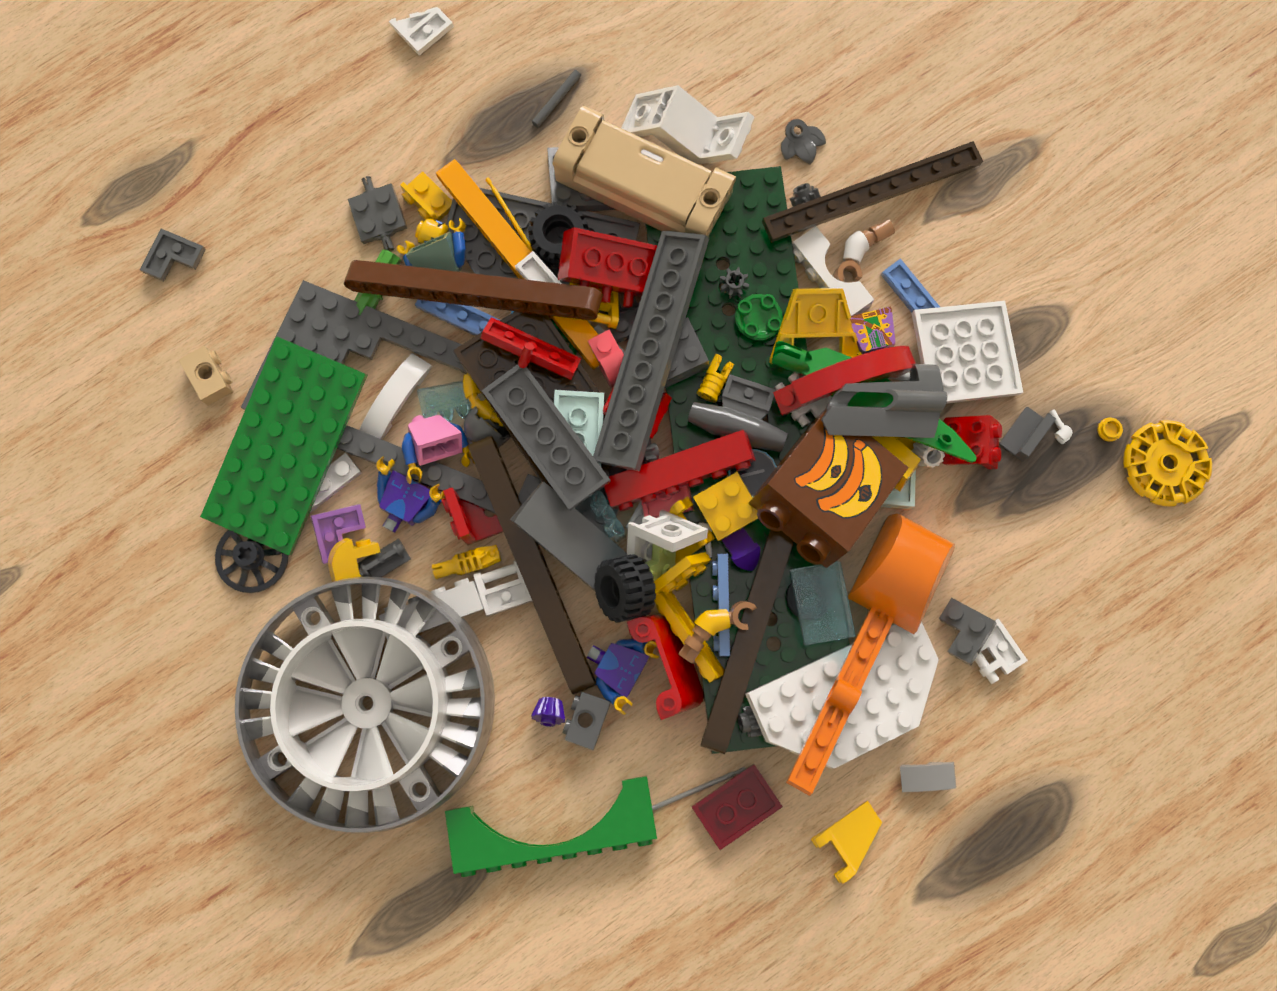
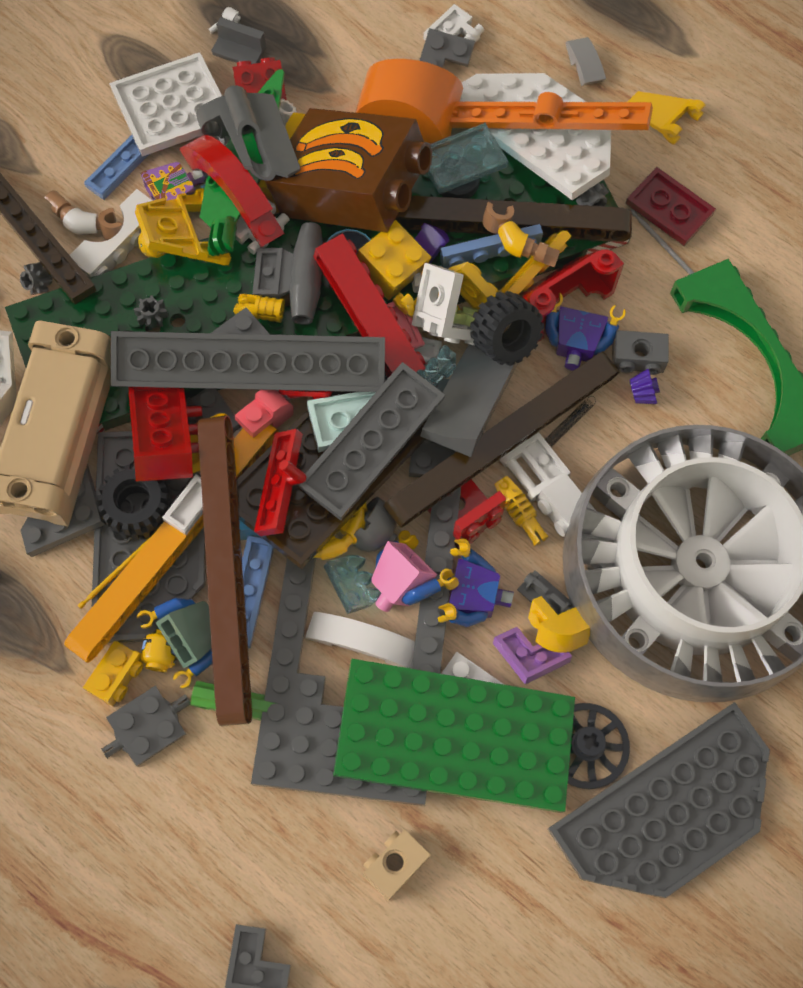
camera: 110 degrees left, 10 degrees down
(175, 608) = (672, 811): none -> dark grey plate
(536, 630) = (568, 422): none -> black piece
(759, 316) = (182, 283): green dish -> none

